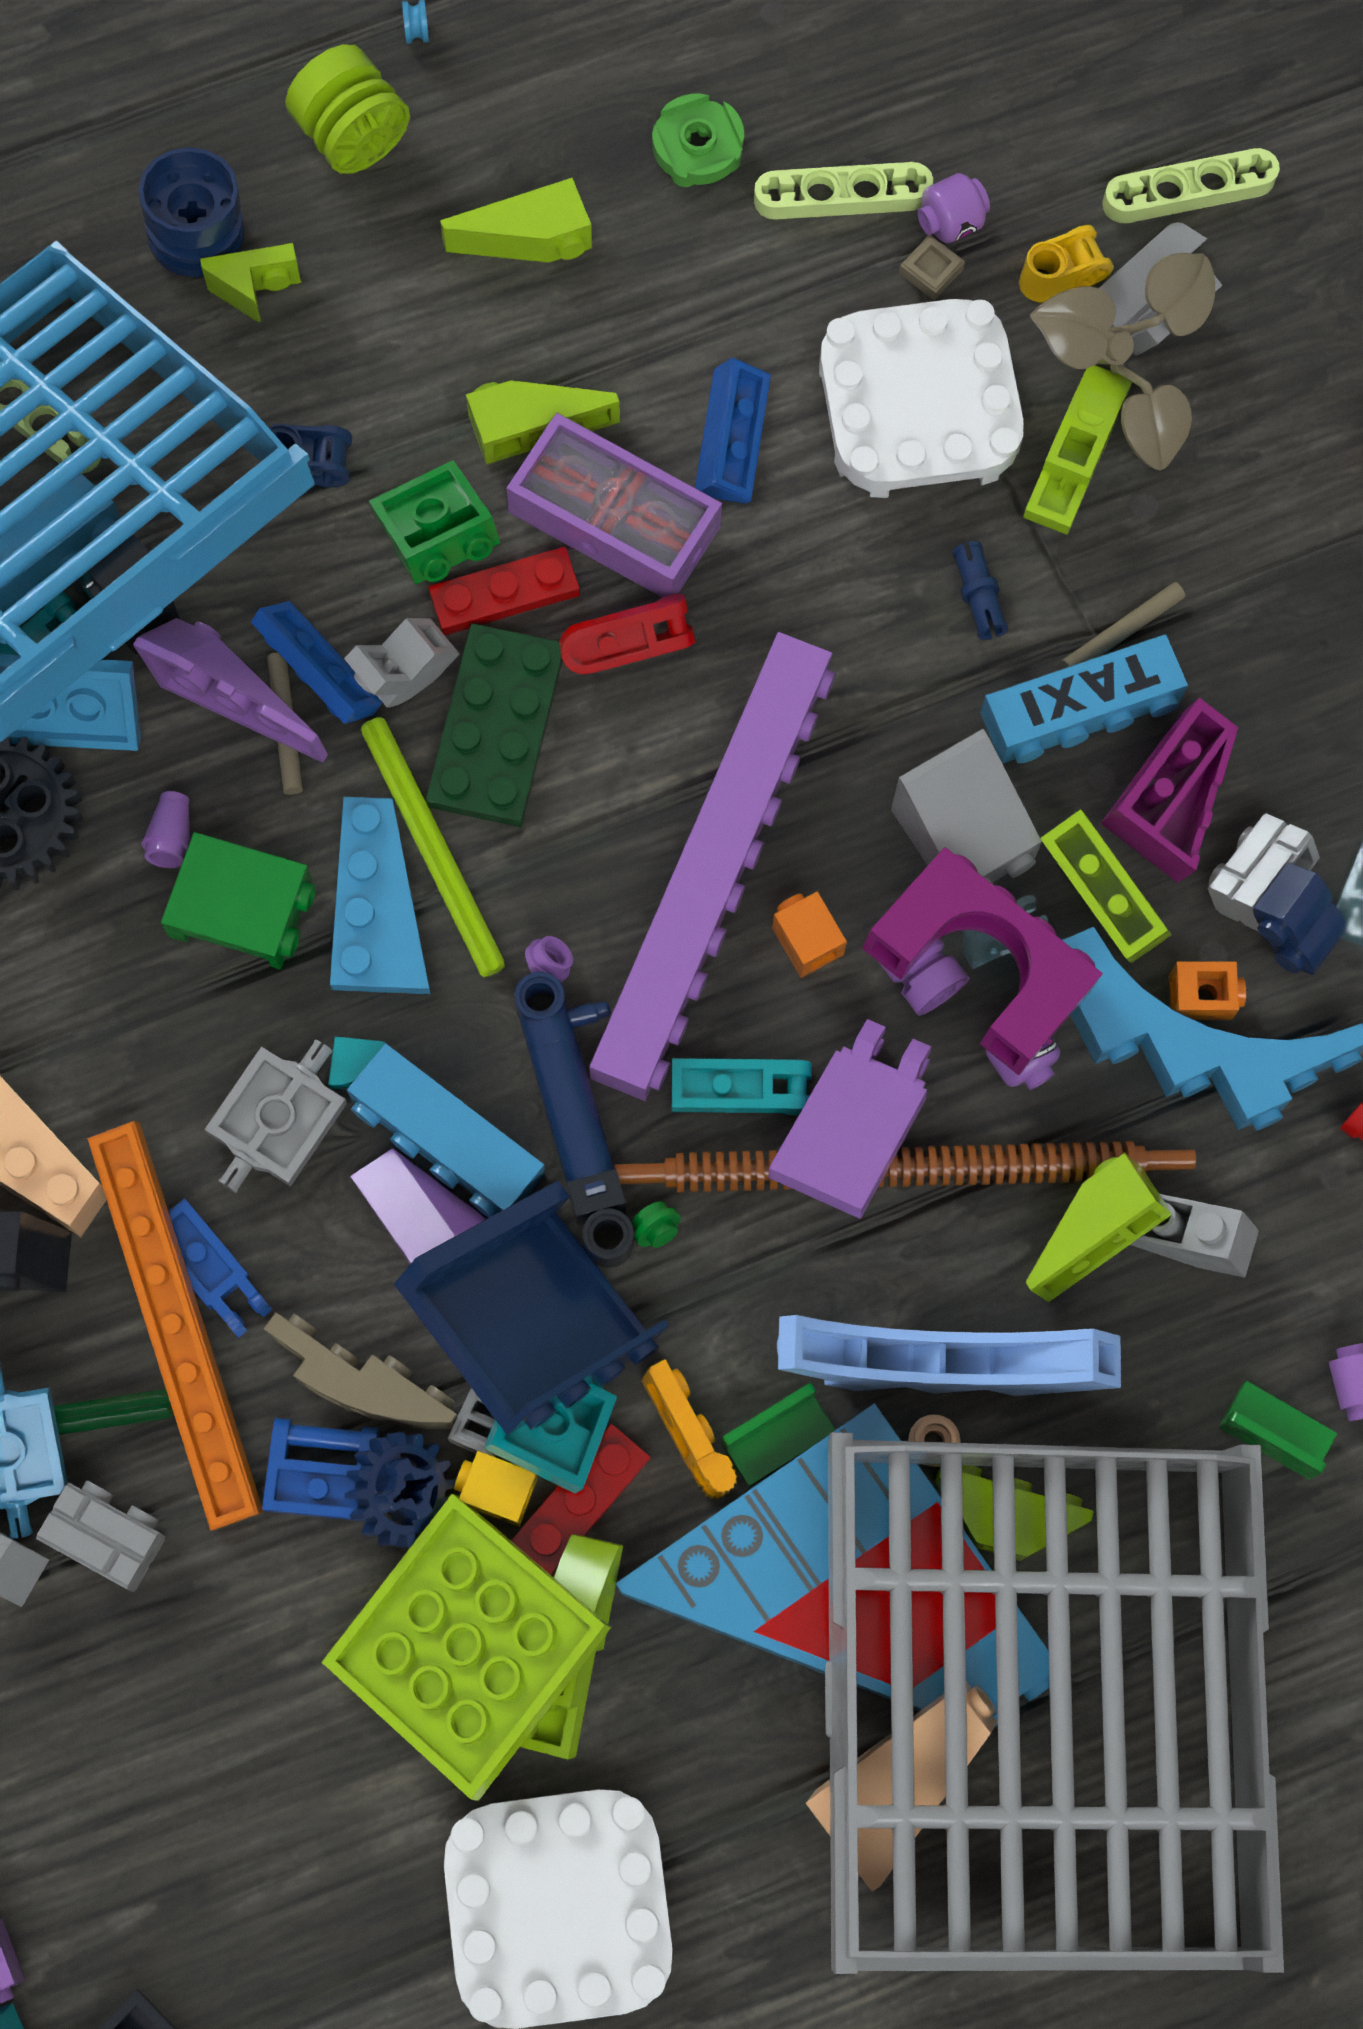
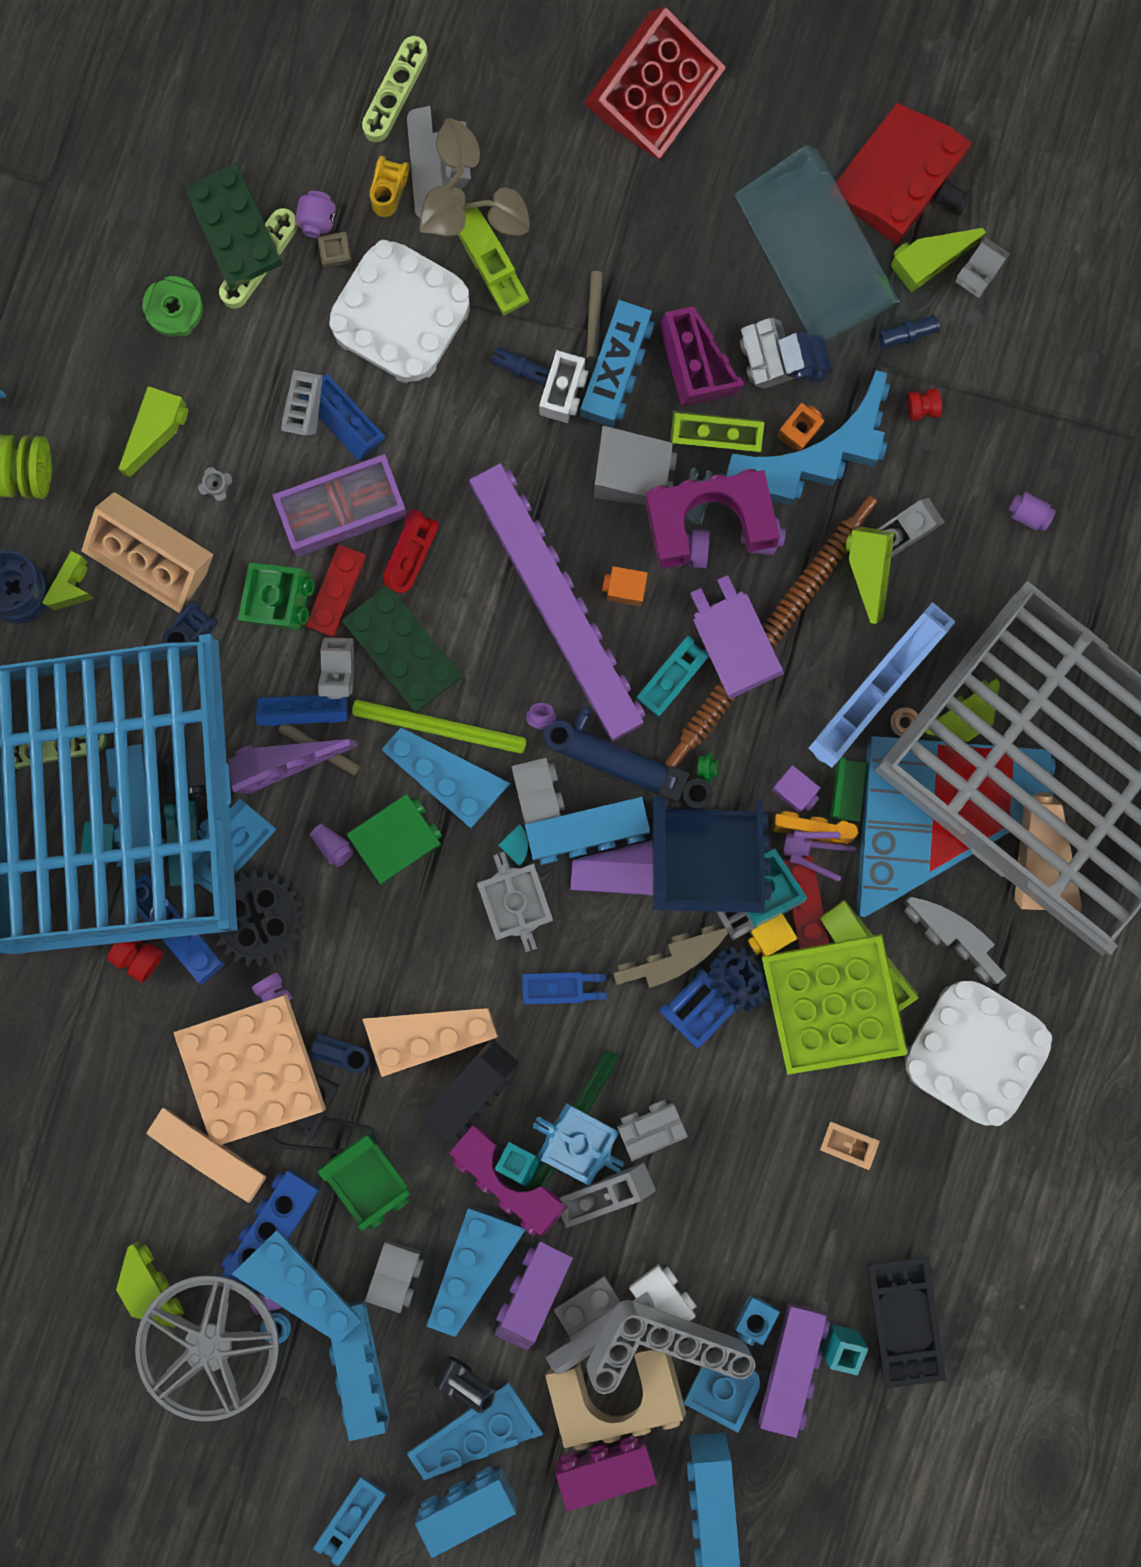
camera: 50 degrees left, 10 degrees up
(175, 1326) = (579, 1023): orange tile -> none
(287, 1828) = (850, 1145): none -> light nougat slope
(367, 332) = (146, 551): none -> light nougat slope
(446, 1028) = (536, 790): none -> light grey brick
(515, 338) = (209, 478): none -> light grey plate
(515, 413) = (255, 508): lime slope -> none
(650, 1427) = (800, 844): none -> medium lavender plant
(678, 373) = (291, 412): none -> light grey slope
(699, 1721) = (946, 926): none -> light grey slope
(721, 1365) = (796, 790): none -> medium lavender brick
(856, 130) = (233, 226): none -> dark green plate
(995, 654) = (562, 386): none -> white brick
(1279, 1430) = (1022, 565): green panel -> none

